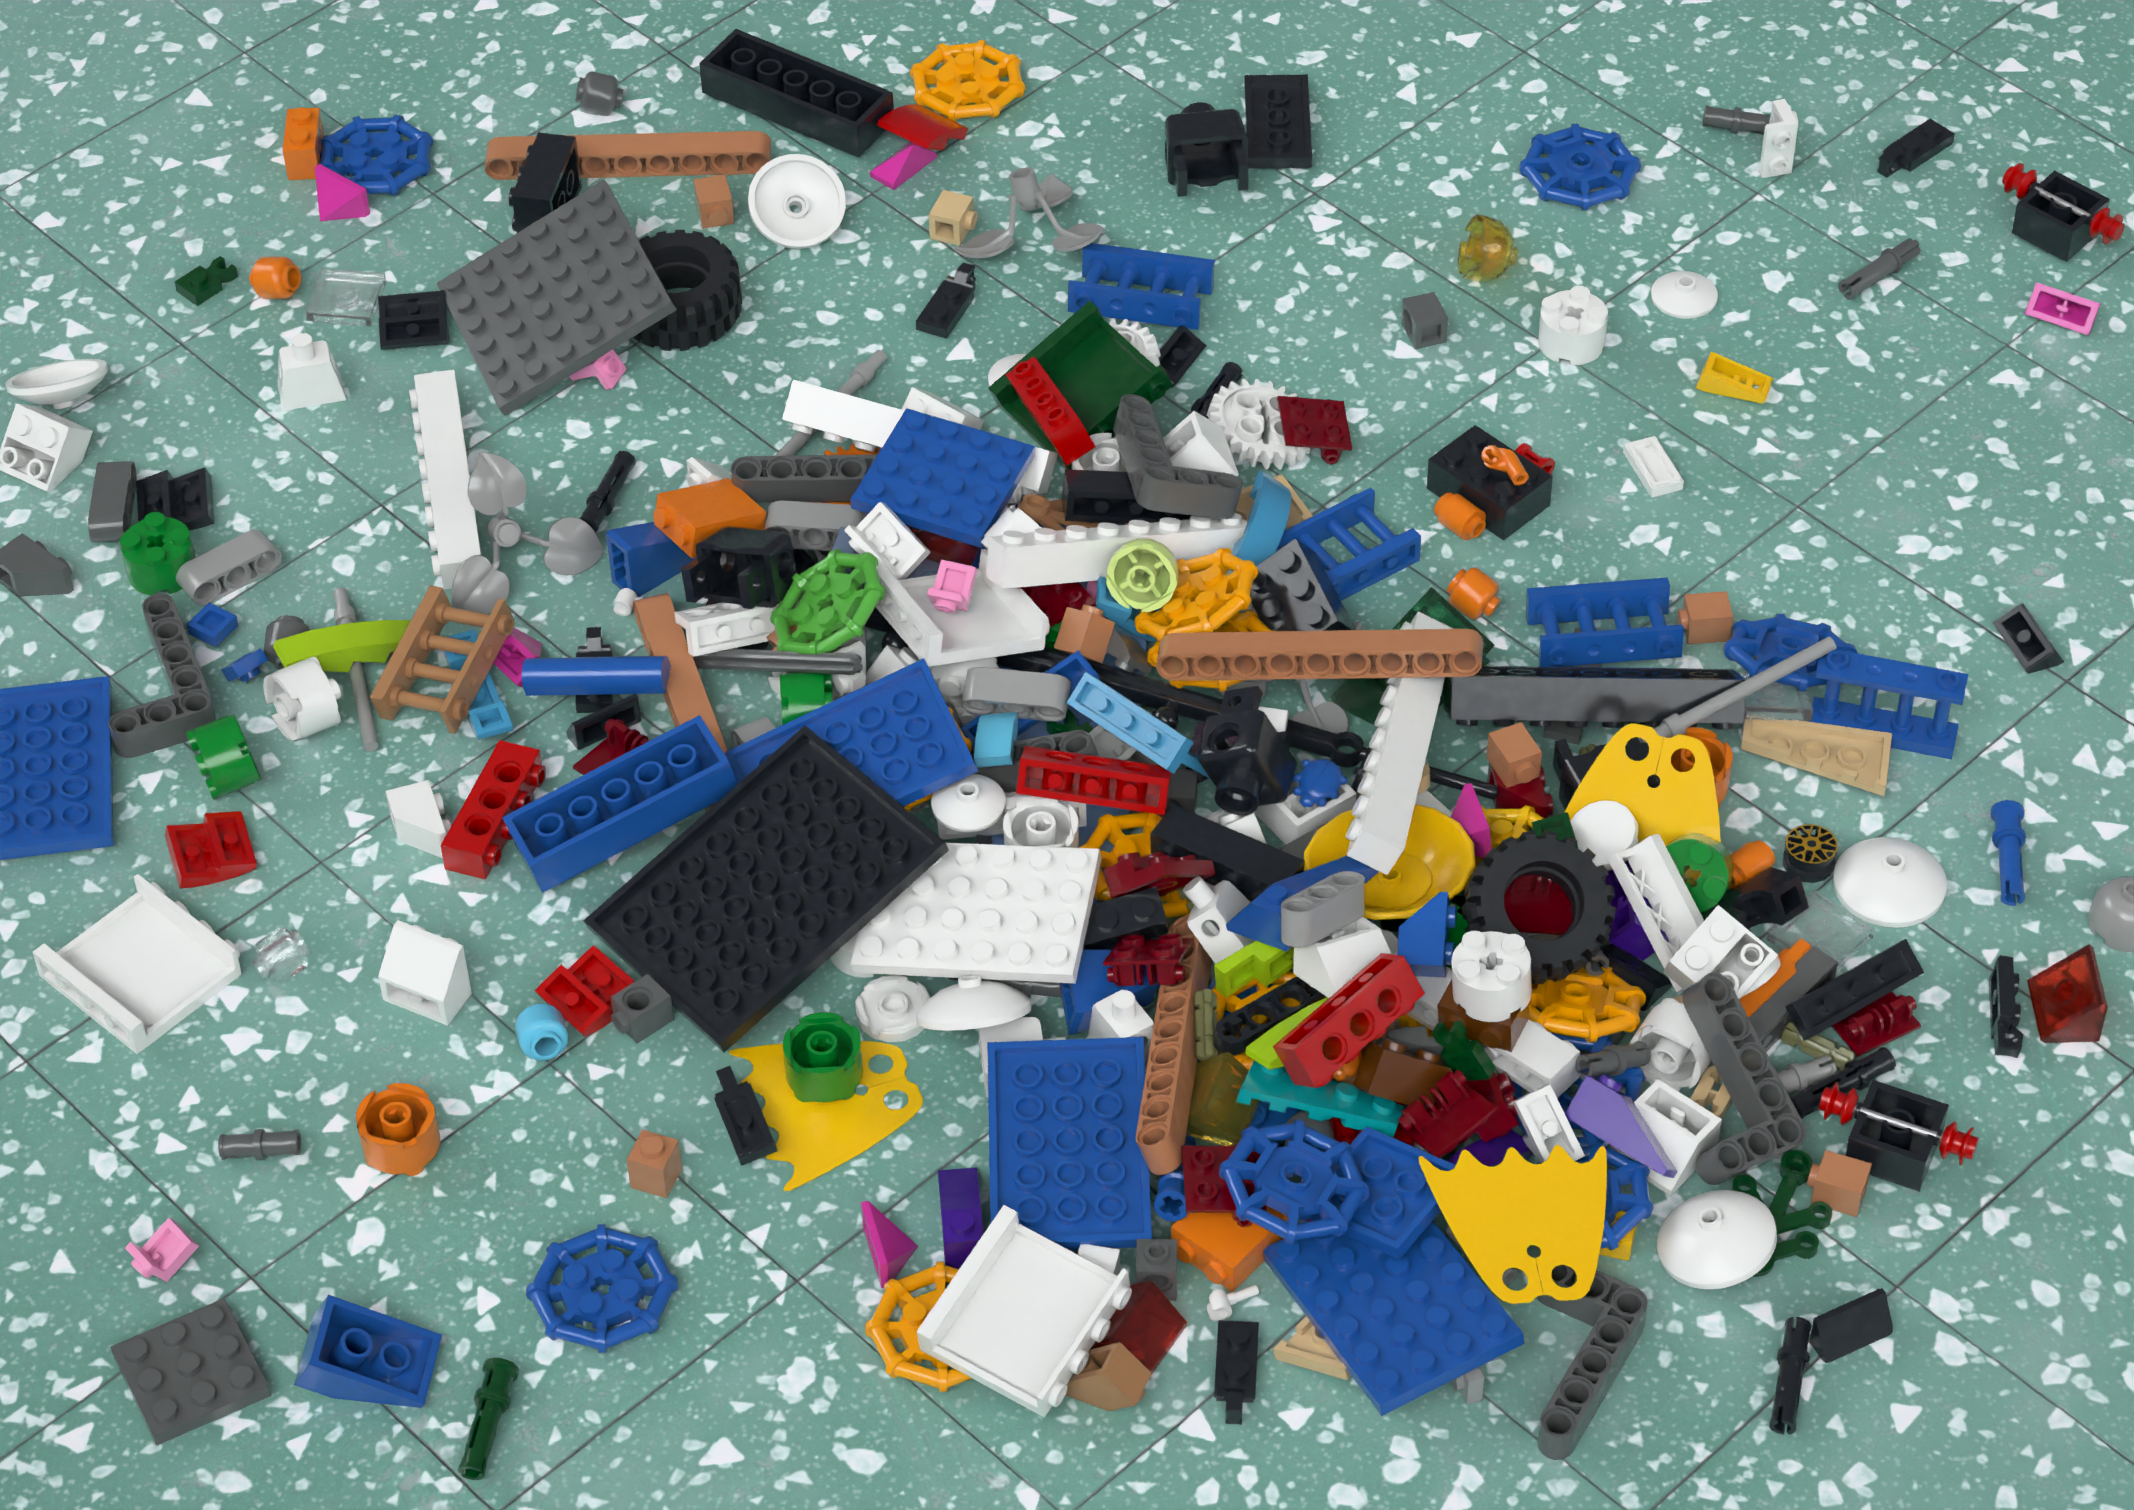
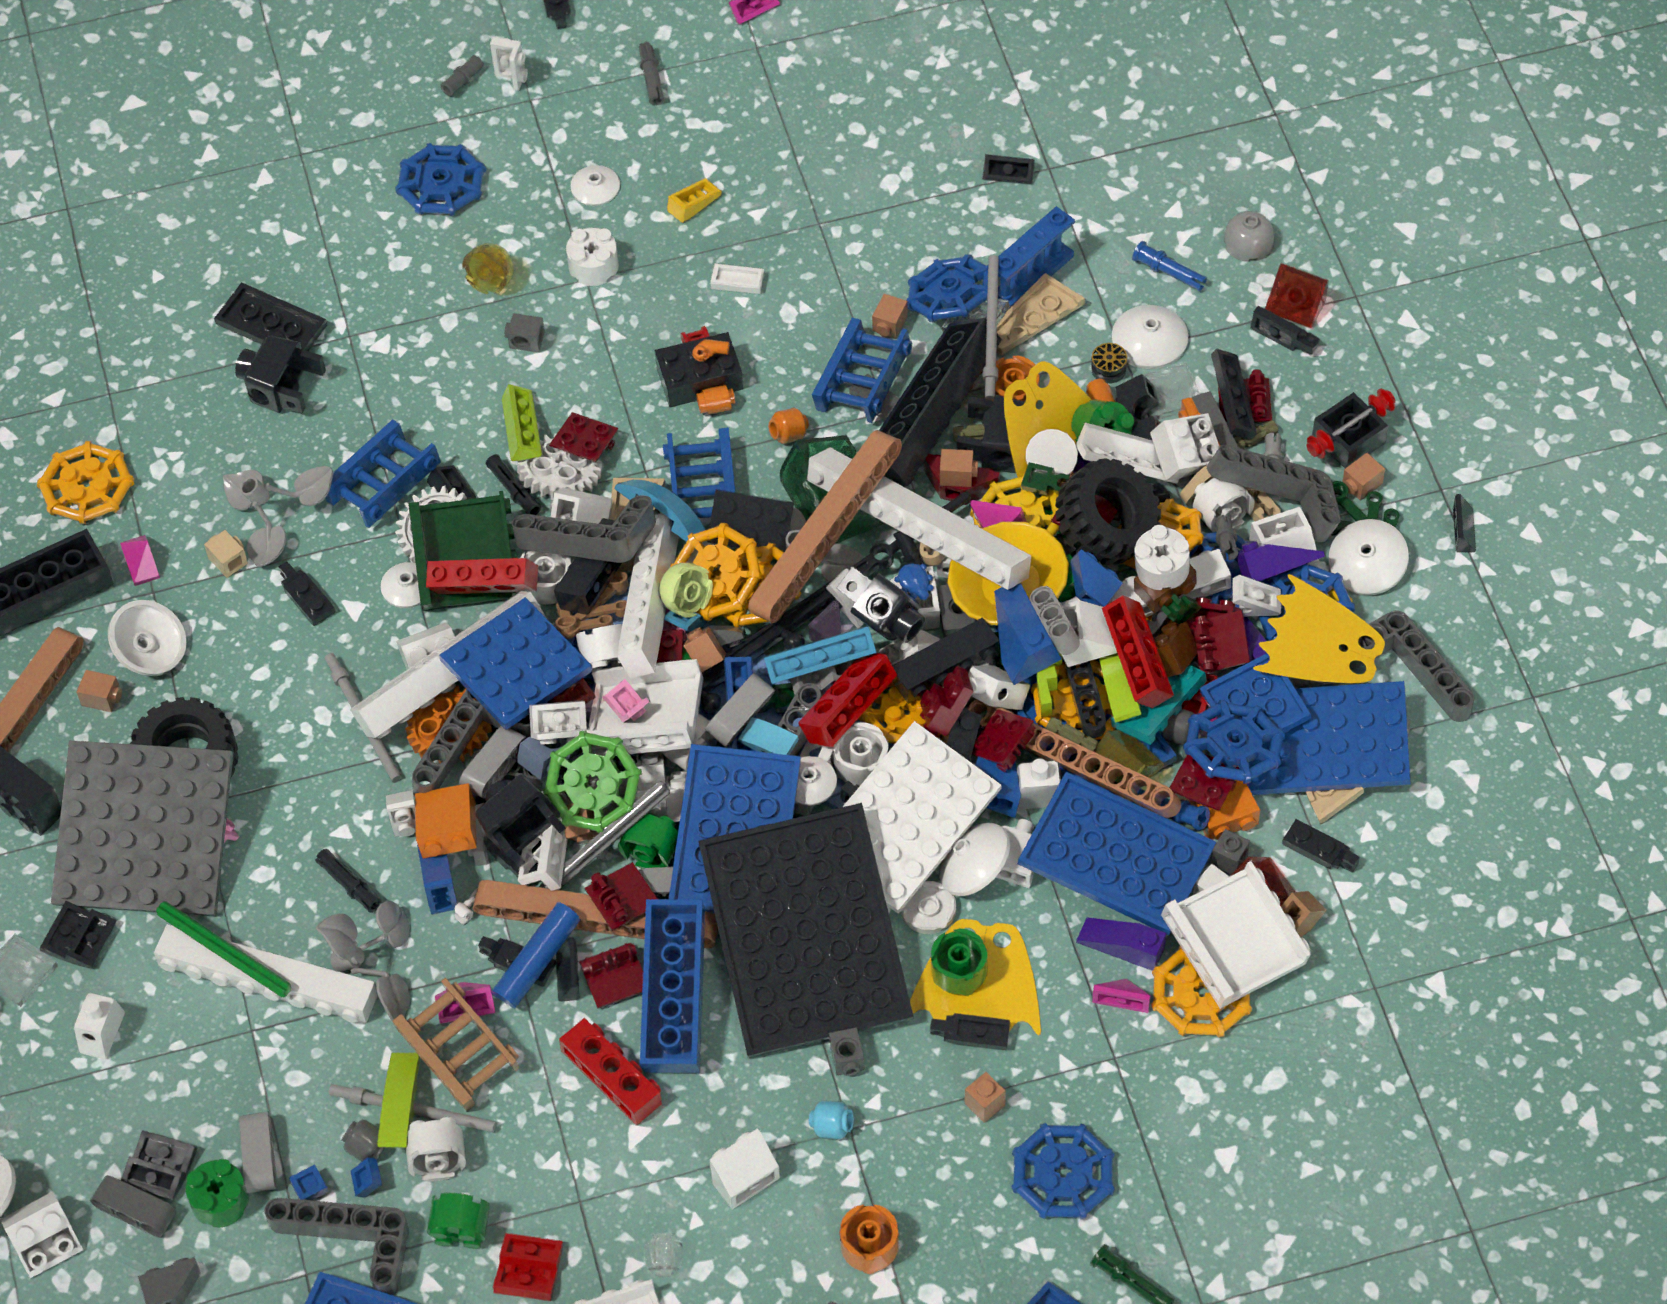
camera: 60 degrees left, 10 degrees up
(417, 816) = (591, 1120): white slope -> none
(444, 422) = (224, 949): none -> green axle
(487, 711) = (525, 1040): dark azure slope -> none
(585, 990) = (807, 1078): red slope -> none
(720, 706) = (620, 895): none -> dark red hinge
(922, 126) = (120, 529): red slope -> none
(1220, 1302) = (1269, 833): white hand -> none
(1294, 365) = (521, 423): none -> lime slope
(1792, 1361) = (1472, 565): black pin -> none
(1854, 1075) = (1288, 429): black pin -> none

